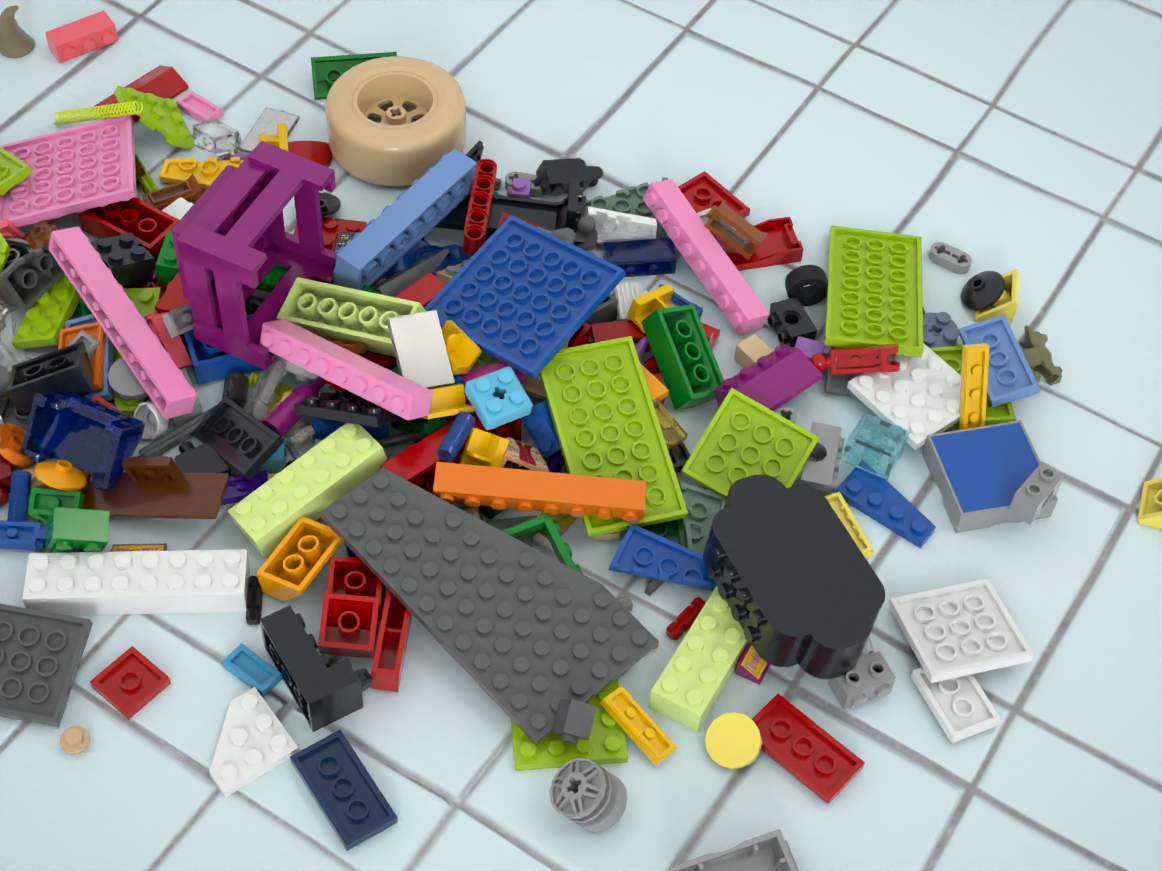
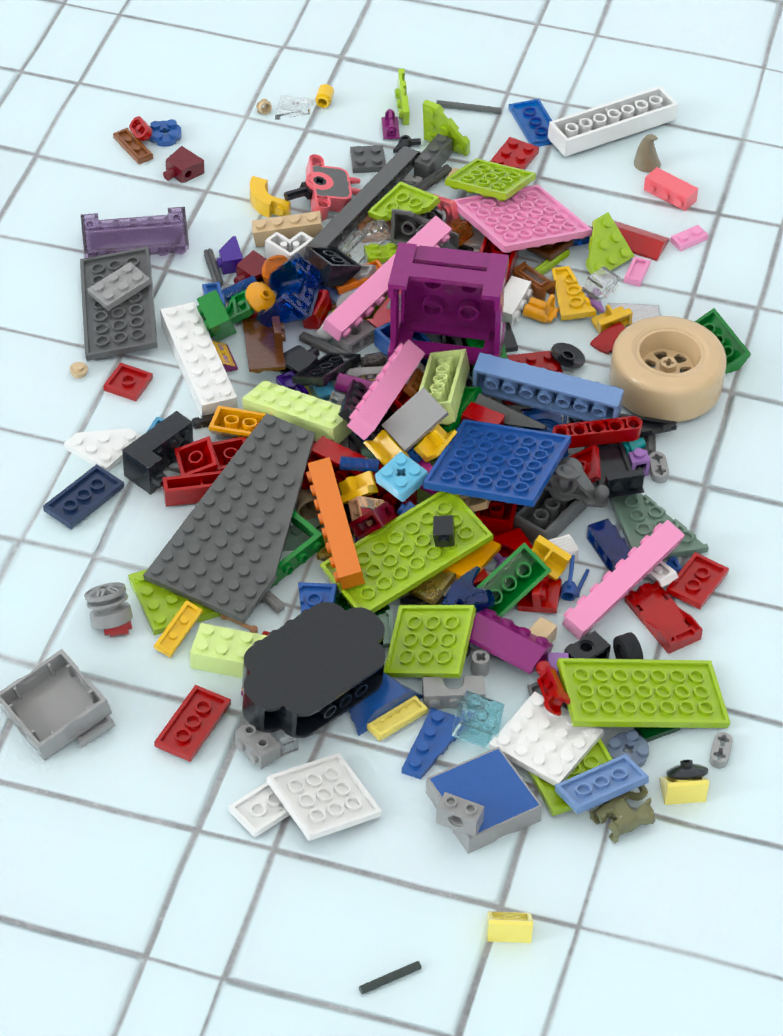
camera: 75 degrees right, 5 degrees down
(79, 111) = (586, 215): neon yellow piece -> none
(168, 49) = (689, 238): none -> bright pink plate
(550, 448) = (380, 517): none -> dark red torso
(556, 174) = (671, 484): black hinge -> none
(573, 720) = (160, 584): dark grey brick -> none
(613, 379) = (444, 531): none -> black brick
(620, 226) = (623, 518): white wing -> none
(687, 401) = (465, 593): none -> clear blue pin
(733, 741) = (182, 681): light yellow tile -> none
(734, 230) = (655, 589): dark orange window -> none
(973, 385) = (549, 759): yellow tile -> none

